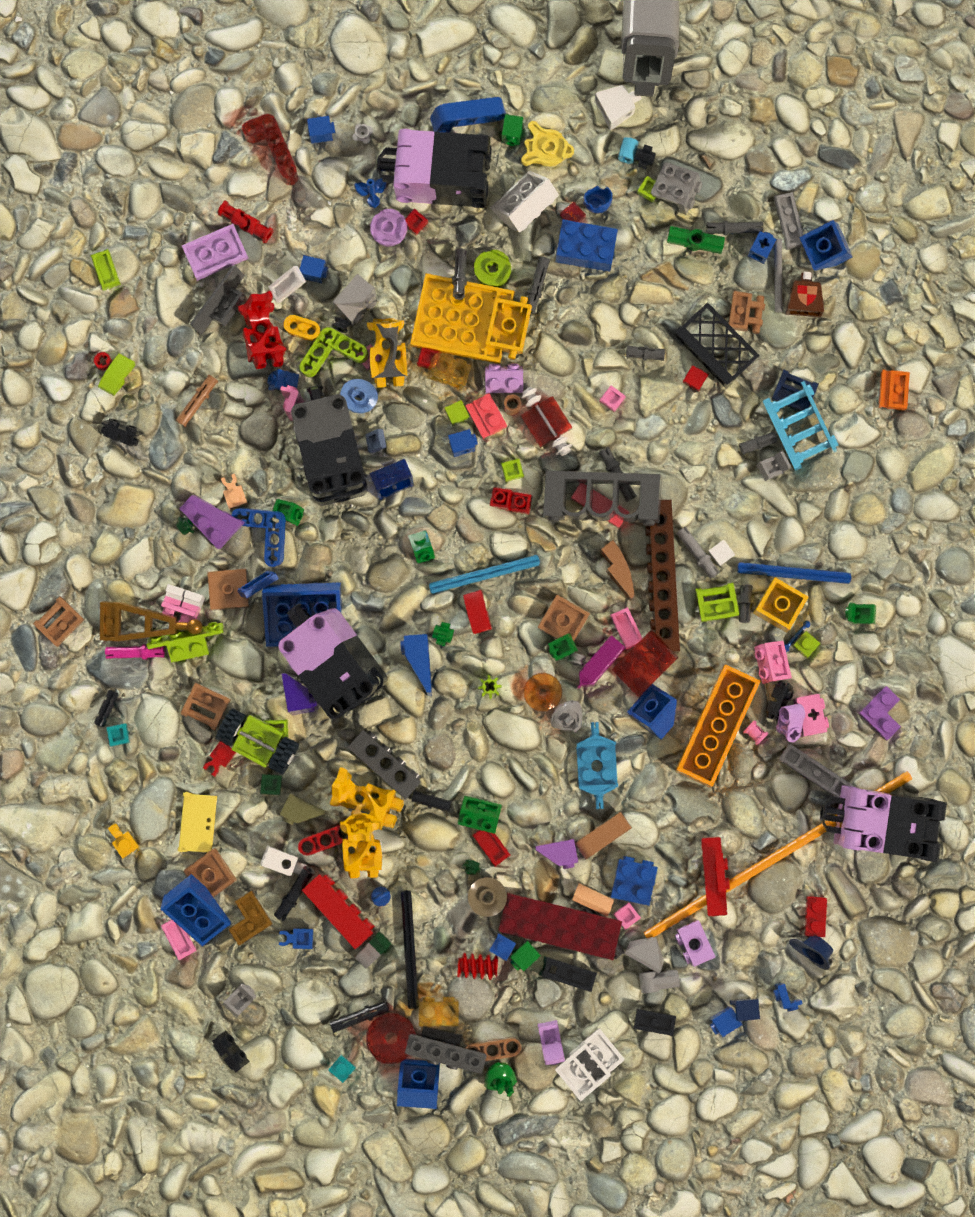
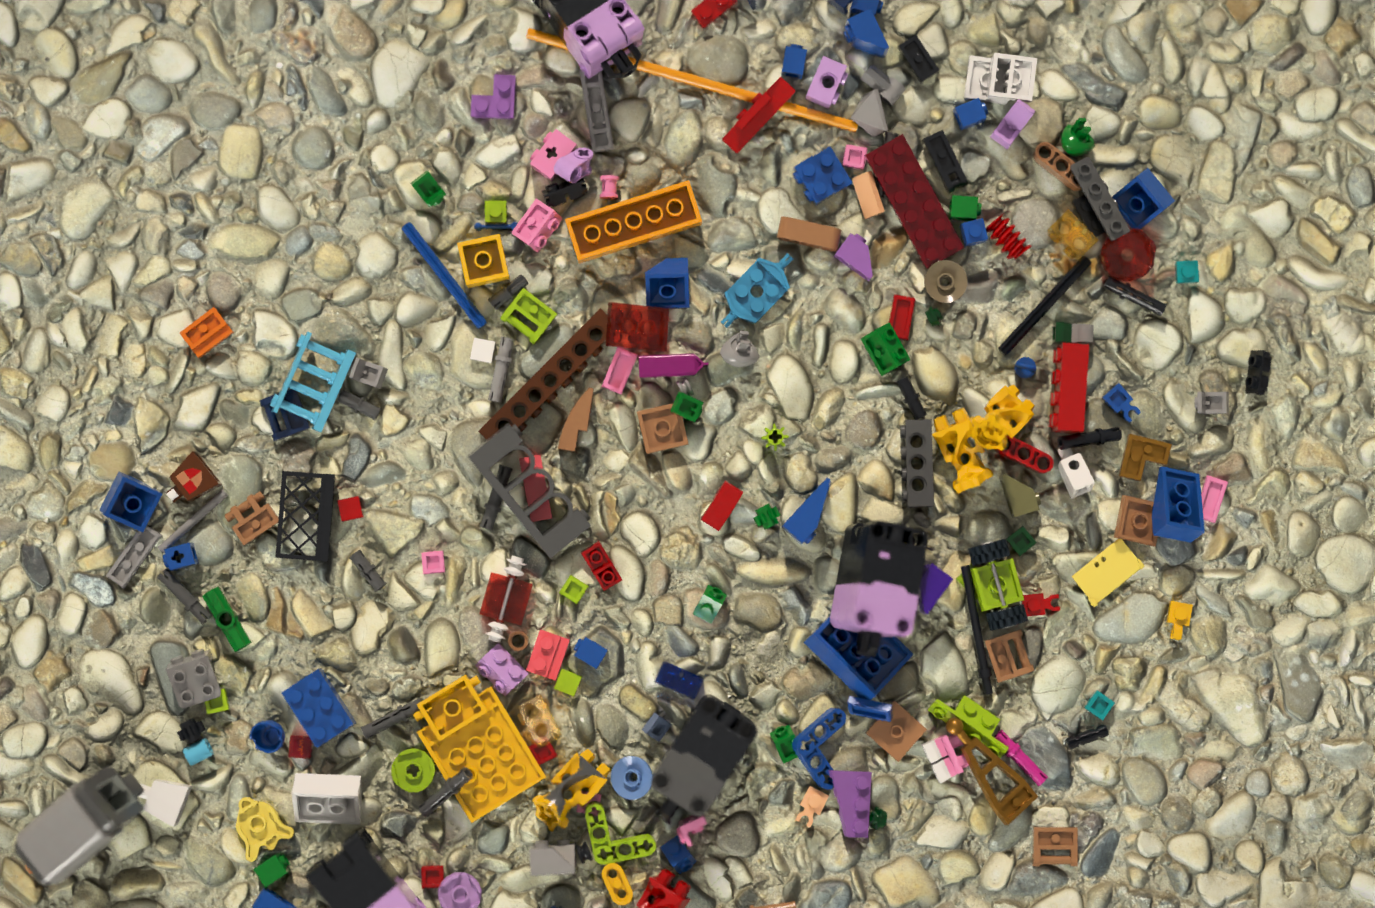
camera: 135 degrees left, 5 degrees up
(211, 681) = (984, 671): none -> black bar
(484, 574) = (684, 530): dark azure axle -> none
(550, 685) = (738, 378): clear orange dish -> none
(584, 1022) = (970, 113): none -> blue brick
(704, 999) = (866, 34): none -> blue slope
(729, 935) = (794, 61): none -> blue brick

